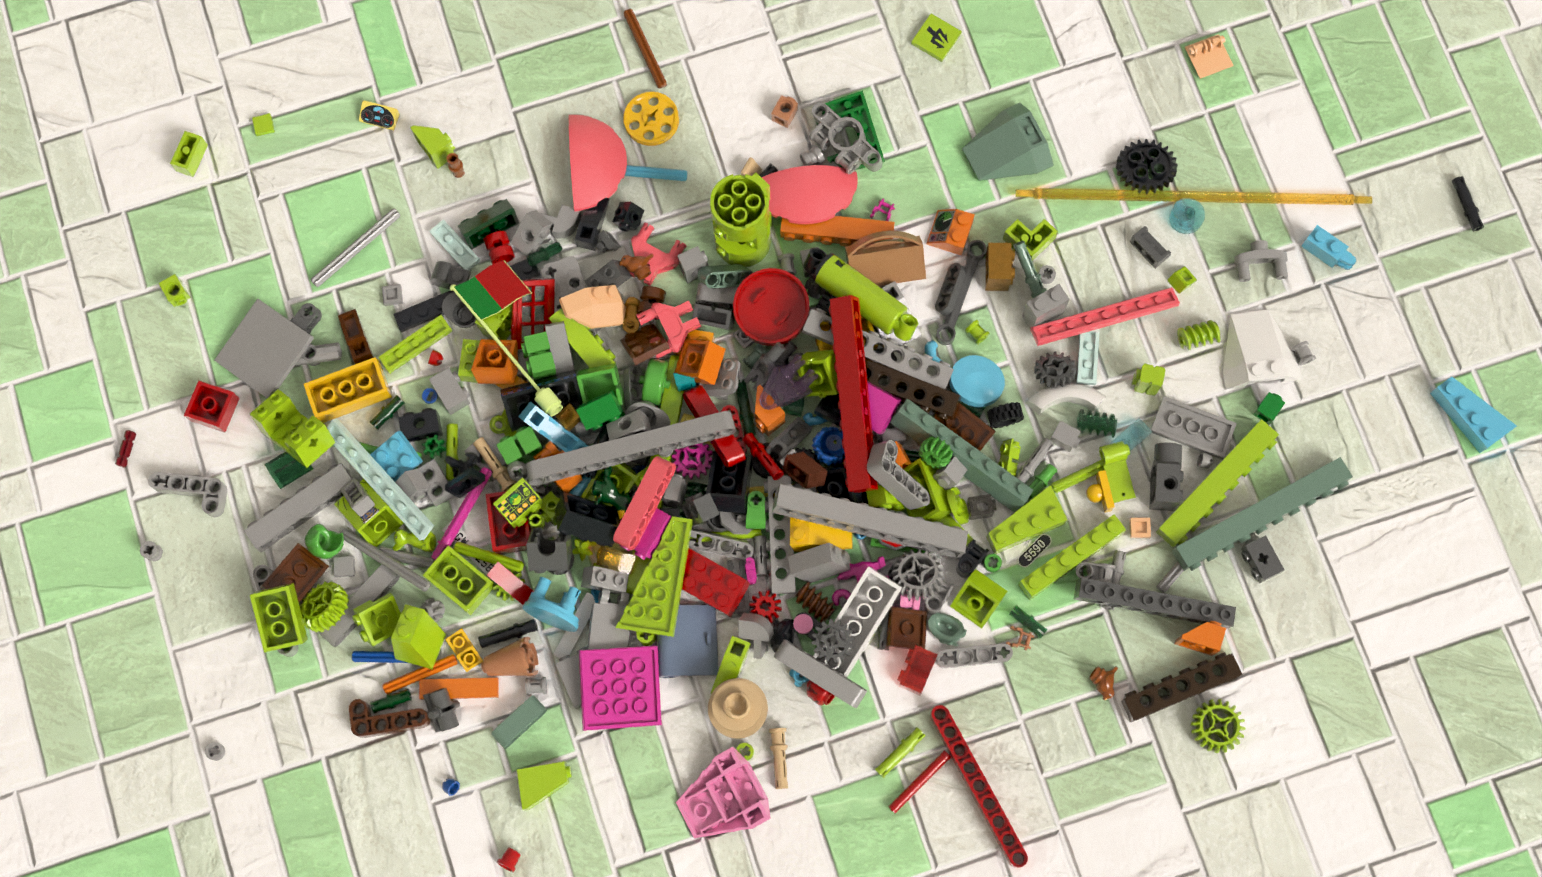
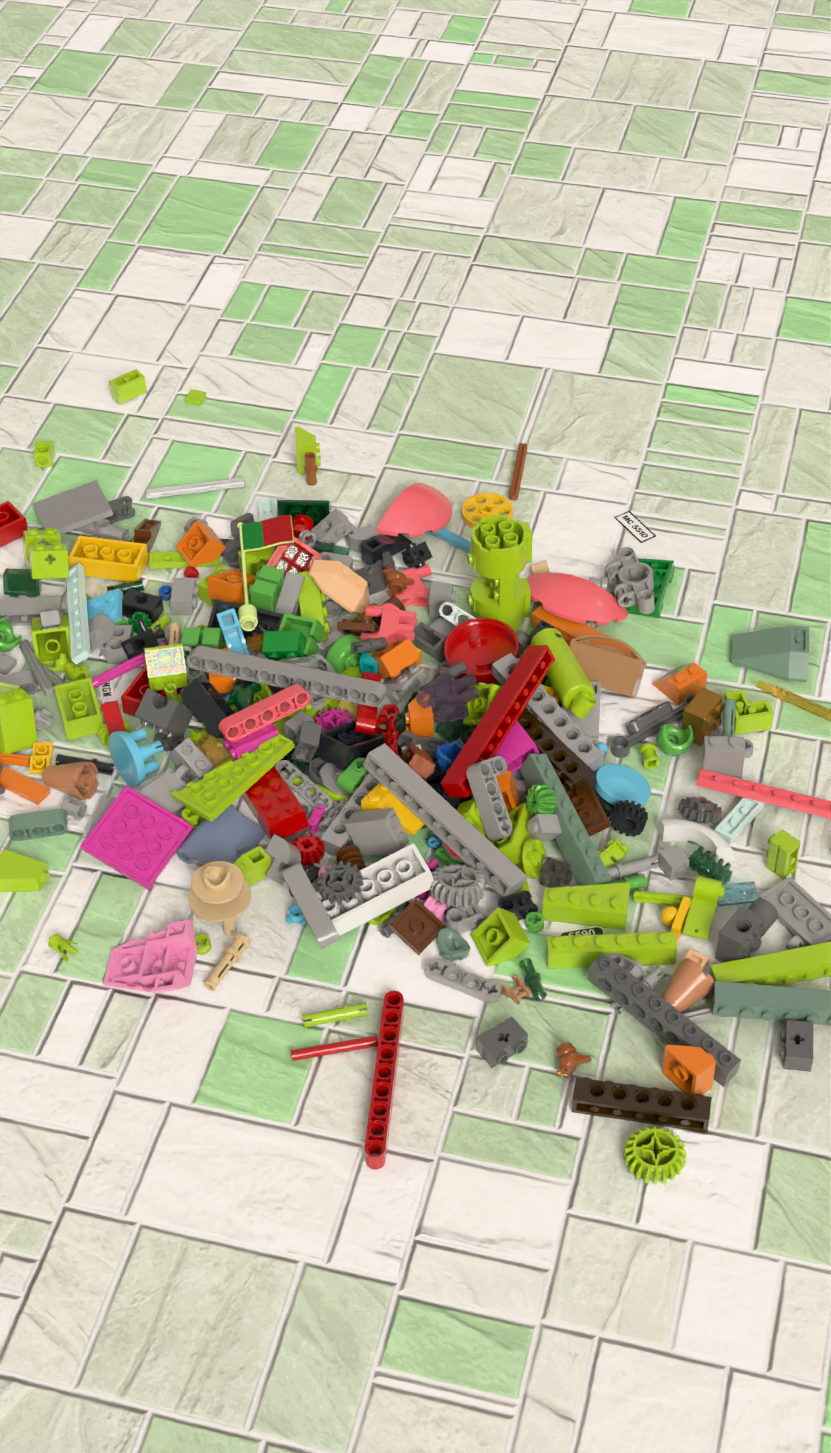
camera: 30 degrees right, 30 degrees down
(378, 115) = (282, 424): slope -> none
(425, 326) = (200, 545): none -> orange slope
(488, 556) = (106, 697): lime axle -> none
(516, 257) = (303, 534): none -> light grey bush
(635, 827) = (57, 943): none -> lime piece
(675, 366) = (369, 645): none -> dark grey pin
(784, 118) = (598, 549): nougat brick -> none
(794, 58) = (635, 526): none -> sticker
(818, 694) = (301, 932): red head -> none
(876, 209) = (634, 640): dark pink piece -> none
(918, 669) = (403, 959): clear red brick -> none
(936, 37) = (765, 561): lime tile -> none
(990, 304) = (681, 739): none -> bright green piece
(1044, 685) = (502, 1042): none -> dark grey brick
(1151, 562) = (687, 985): none -> nougat cone

